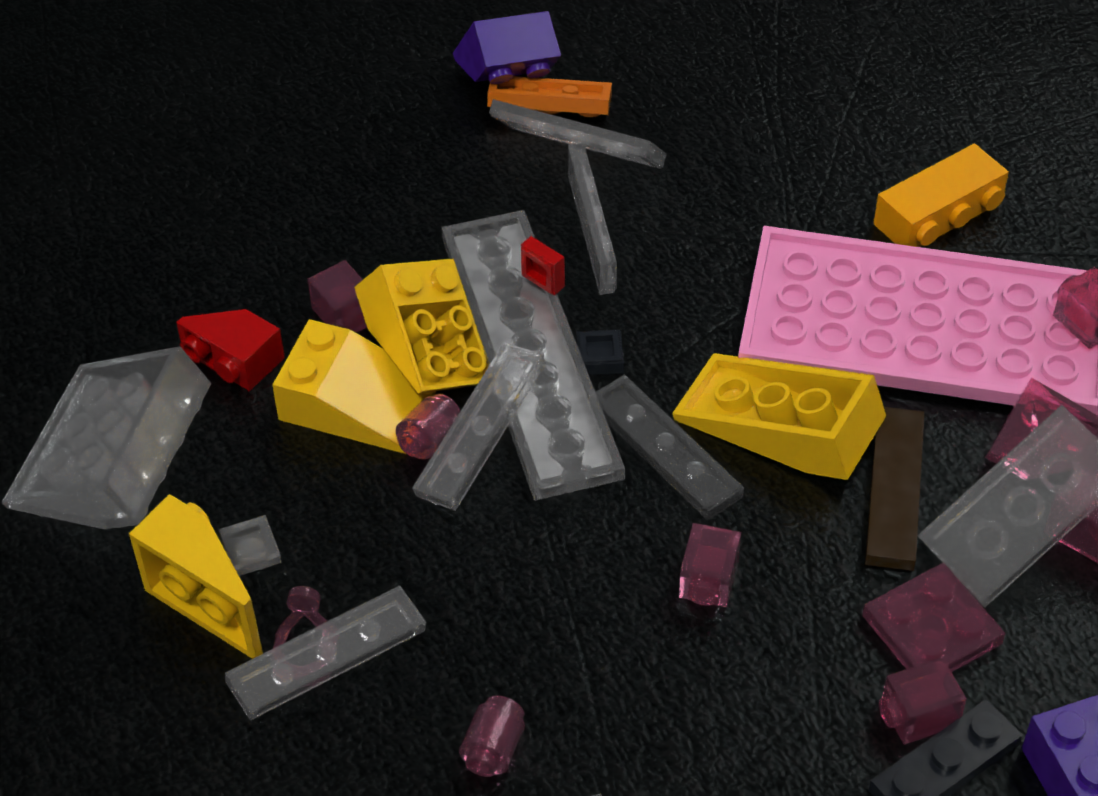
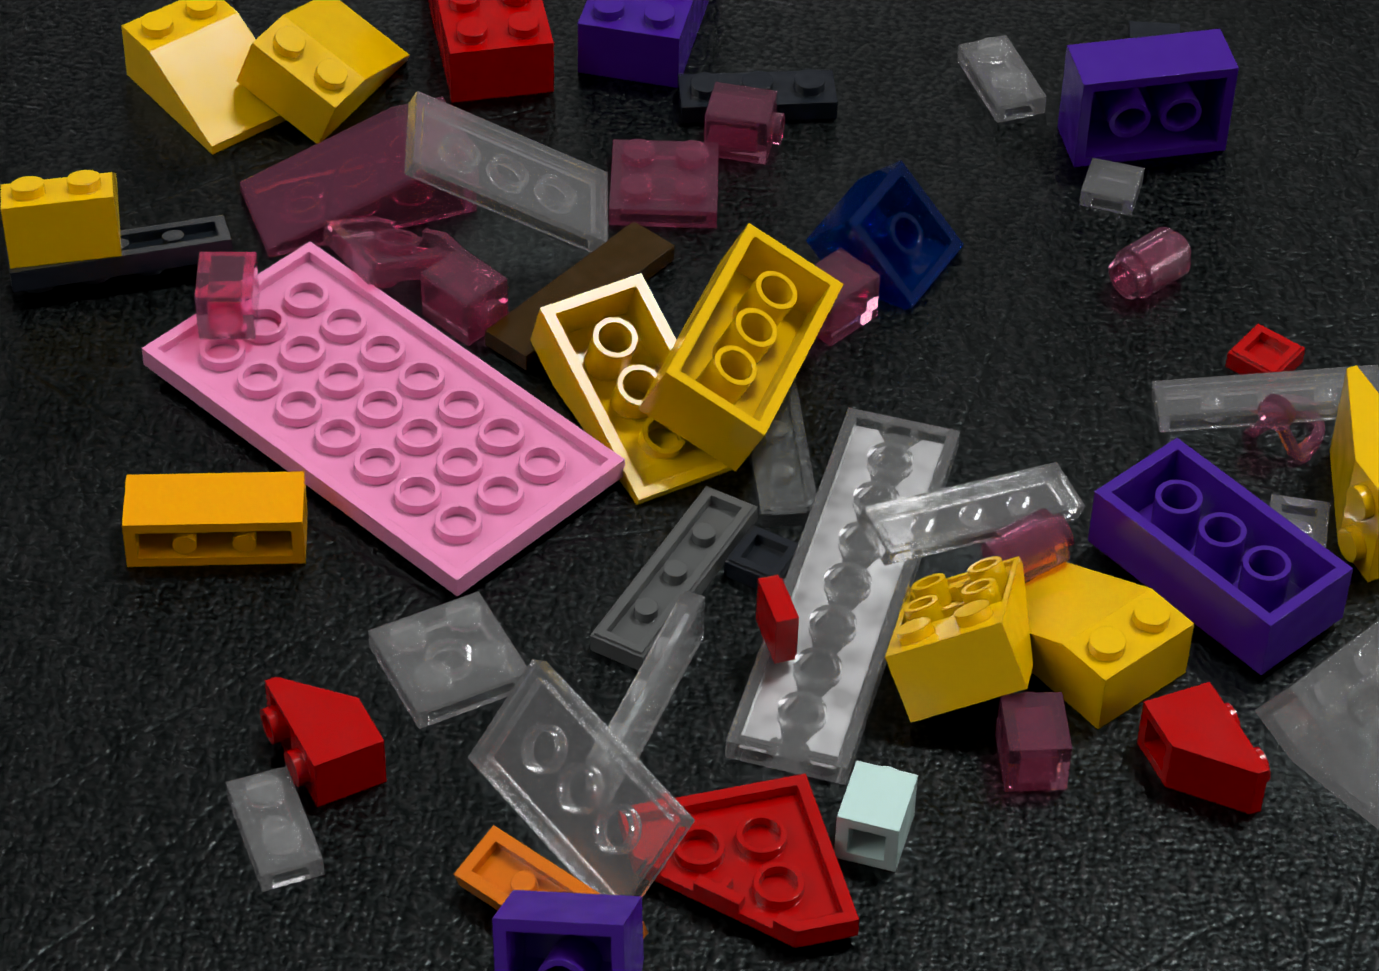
camera: 150 degrees left, 5 degrees down
(289, 469) = (1219, 555): none -> dark purple brick
(354, 708) = (1264, 353): none -> red tile
(407, 214) = (875, 815): none -> light aqua brick
(464, 170) = (764, 861): none -> red plate
(646, 316) = (682, 563): none -> dark grey tile
(716, 641) = (893, 230): none -> clear blue slope
(718, 430) = (741, 347): none -> yellow brick
(730, 201) = (447, 659): none -> clear plate
(731, 76) = (275, 828): none -> clear plate
(748, 114) = (325, 738): none -> red slope
(960, 424) = (464, 295): none -> clear pink brick

